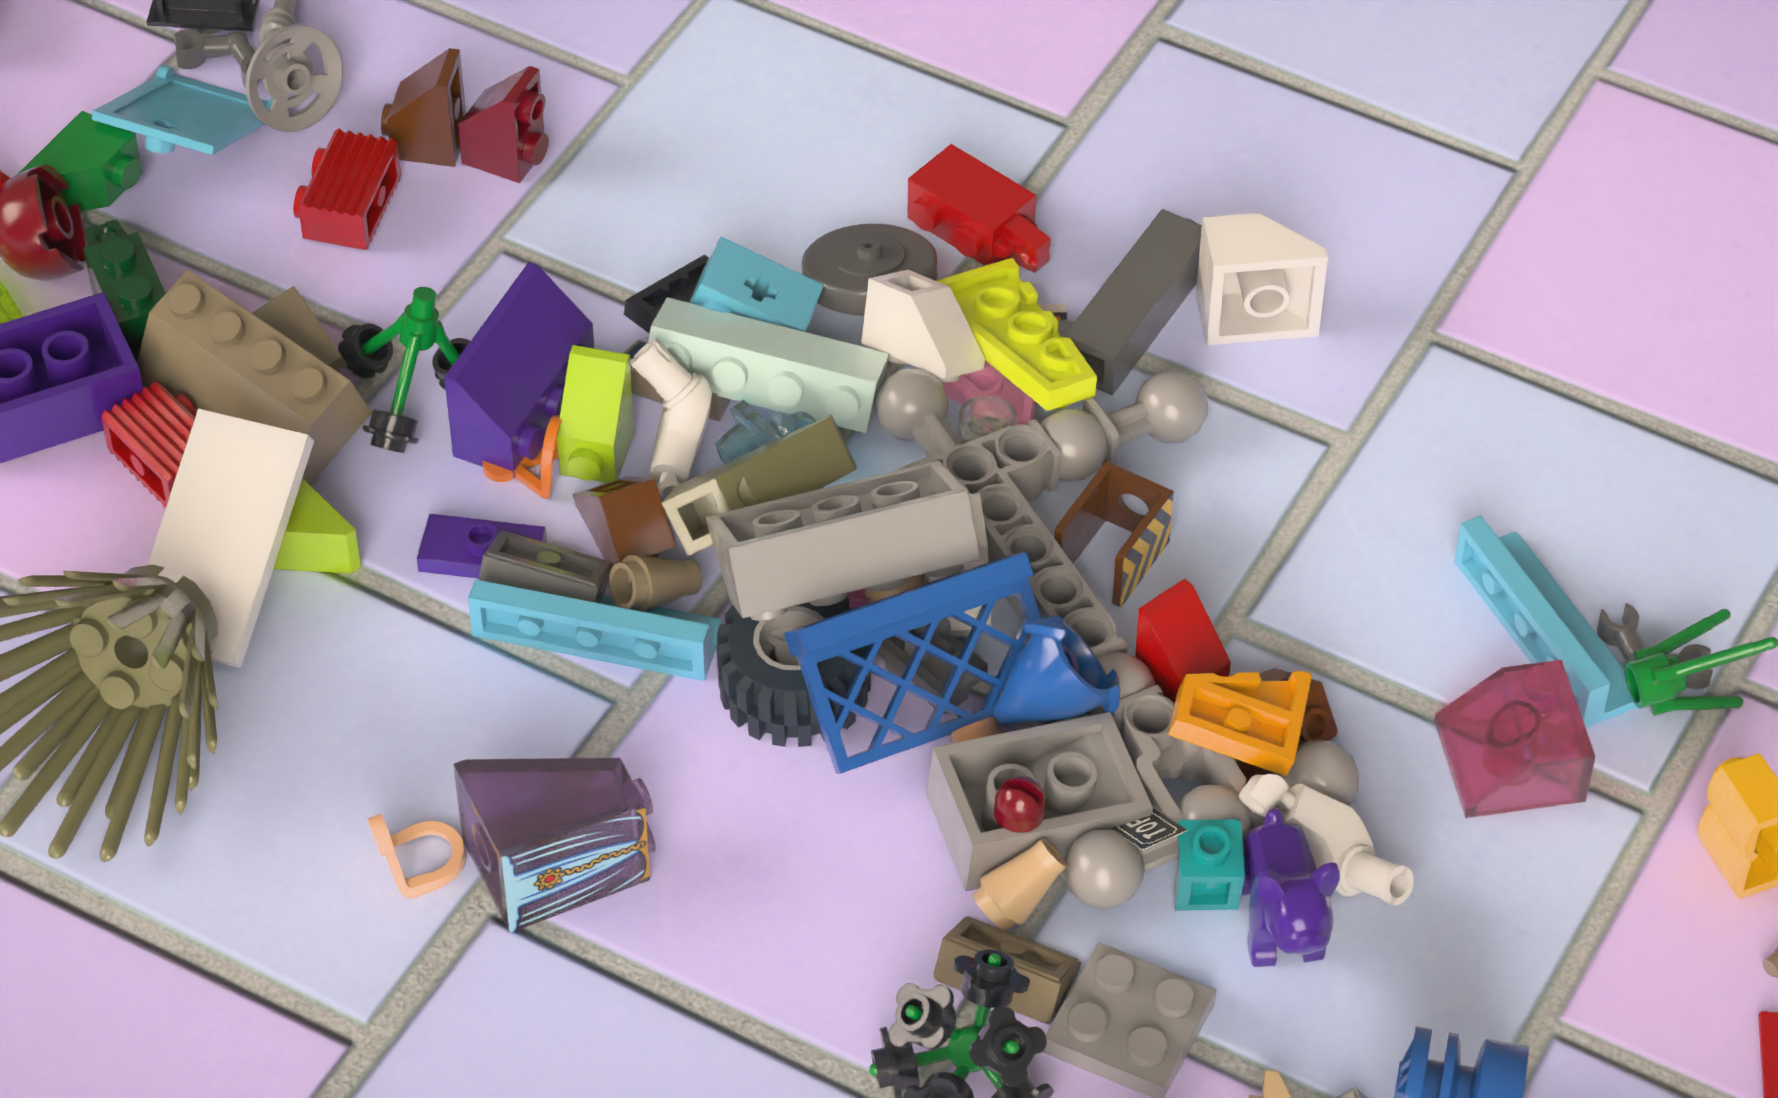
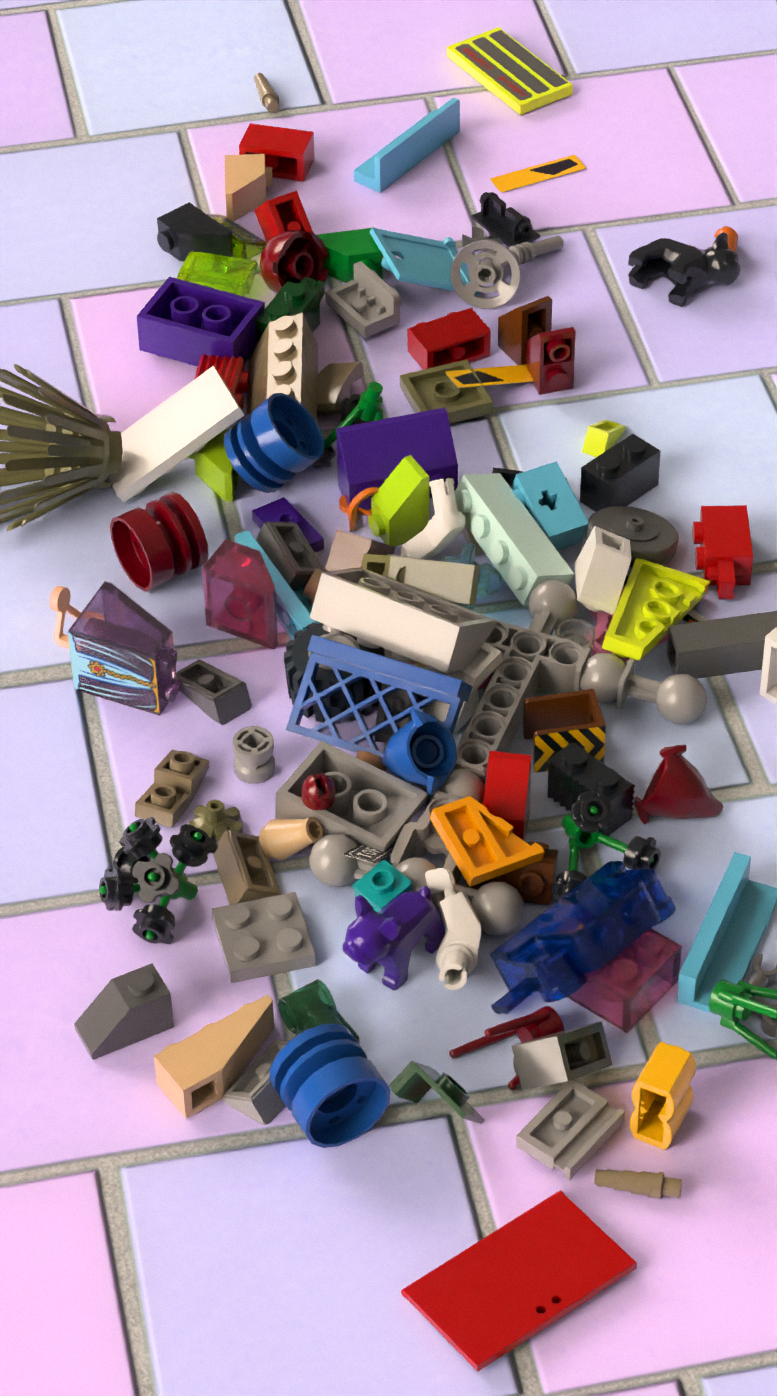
camera: 50 degrees right, 5 degrees down
(187, 208) = (366, 302): none -> light grey bracket
(368, 449) = (274, 443): none -> blue wheel
(395, 674) = (159, 541): none -> dark red wheel
(433, 250) = (434, 390): none -> olive plate
(454, 198) = (490, 376): none -> yellow sticker
(586, 656) = (240, 594): none -> clear pink slope
(665, 182) = (602, 437): none -> neon yellow piece
(691, 798) = (214, 691): none -> dark grey slope
(764, 202) = (620, 474): none -> black brick
(797, 947) = (173, 788): none -> dark tan slope
(840, 831) = (253, 755): none -> light grey wheel
(897, 944) = (216, 820): none -> olive plant
(1230, 572) = (577, 771): none -> black brick
(1295, 508) = (677, 790): none -> dark red hat
(1307, 600) = (582, 826): none -> black plant
(1323, 1054) = (310, 1008): none -> clear green piece
(1456, 730) = (580, 934): none -> clear blue brick
(1528, 875) = (534, 1025): none -> dark red plant
(1528, 1019) = (418, 1079): none -> dark green piece
(1598, 878) = (561, 1056): none -> dark grey slope
(1693, 941) = (570, 1129): none -> light grey plate

